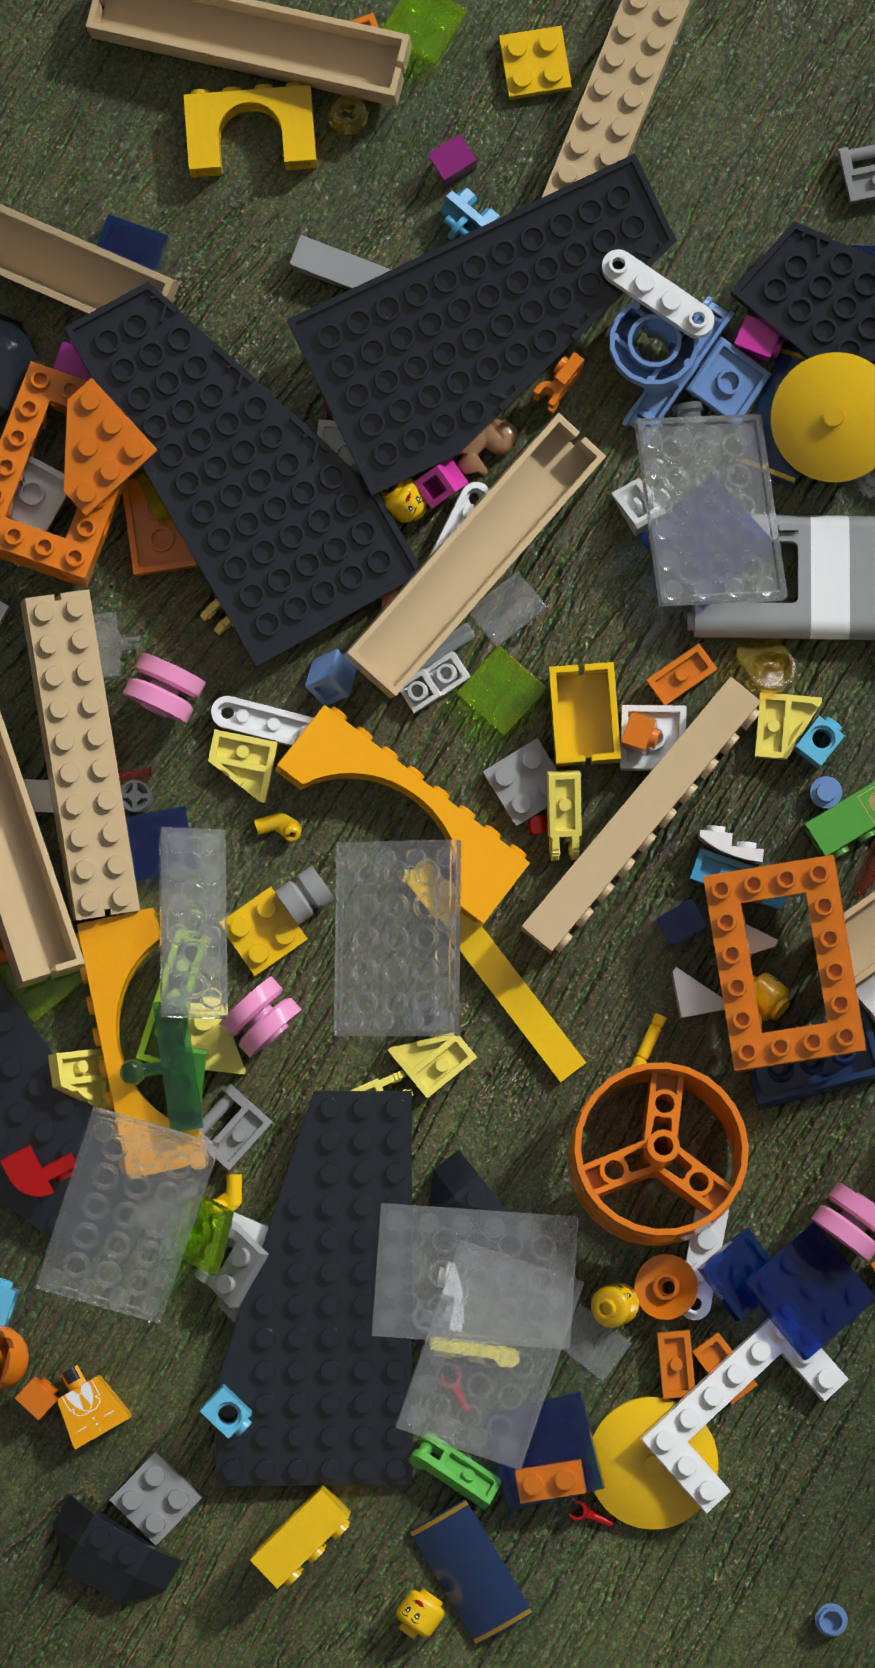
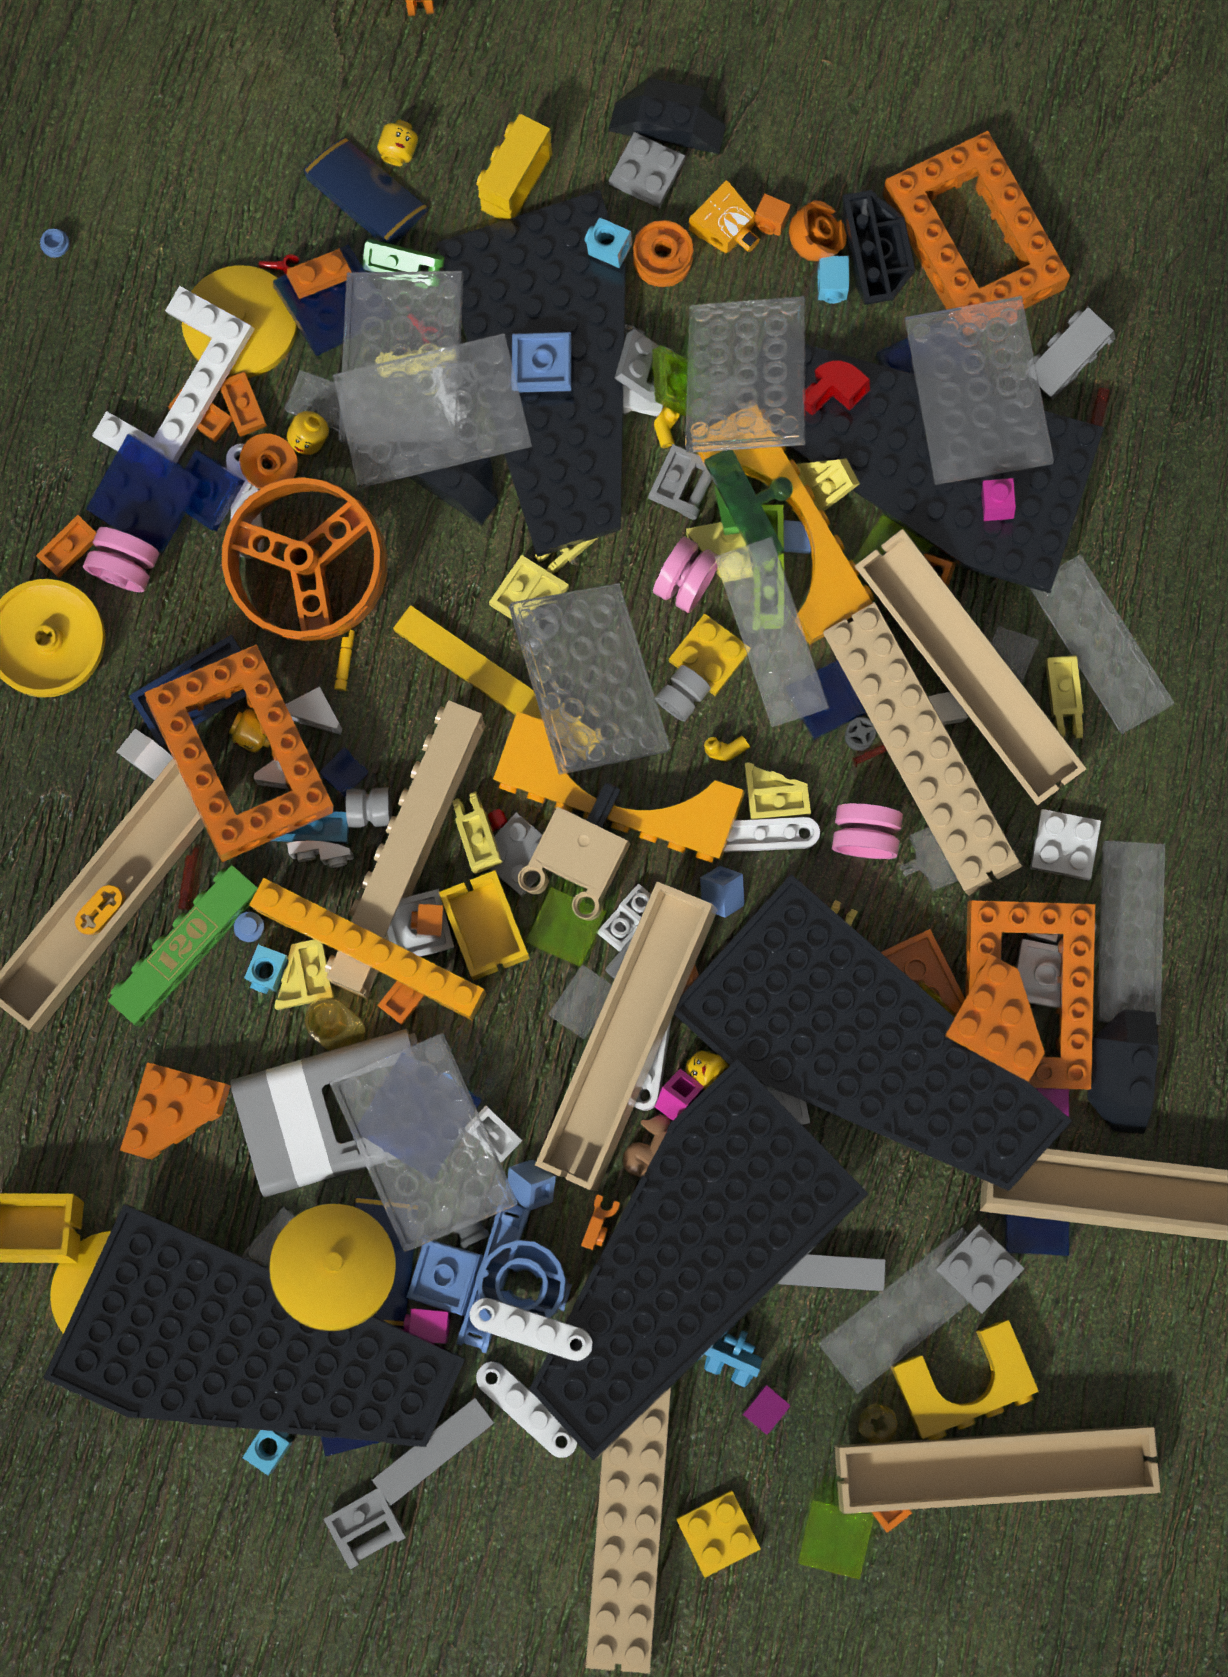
camera: 160 degrees right, 5 degrees down
(131, 1029) = (796, 537): none -> medium blue tile
(152, 1401) = (662, 237): none -> orange wheel
(200, 226) = (979, 1268): none -> light grey plate
(281, 212) = (895, 1319): none -> clear plate
(340, 1299) = (542, 361): none -> medium blue plate
(464, 754) = (579, 852): none -> tan piece
(617, 442) = (531, 1184): none -> medium blue panel
(650, 663) = (368, 948): none -> light orange arch
(667, 876) = (368, 807): none -> light grey wheel
(691, 241) = (524, 1408): none -> white plate
(766, 226) = (442, 1445): none -> light grey slope

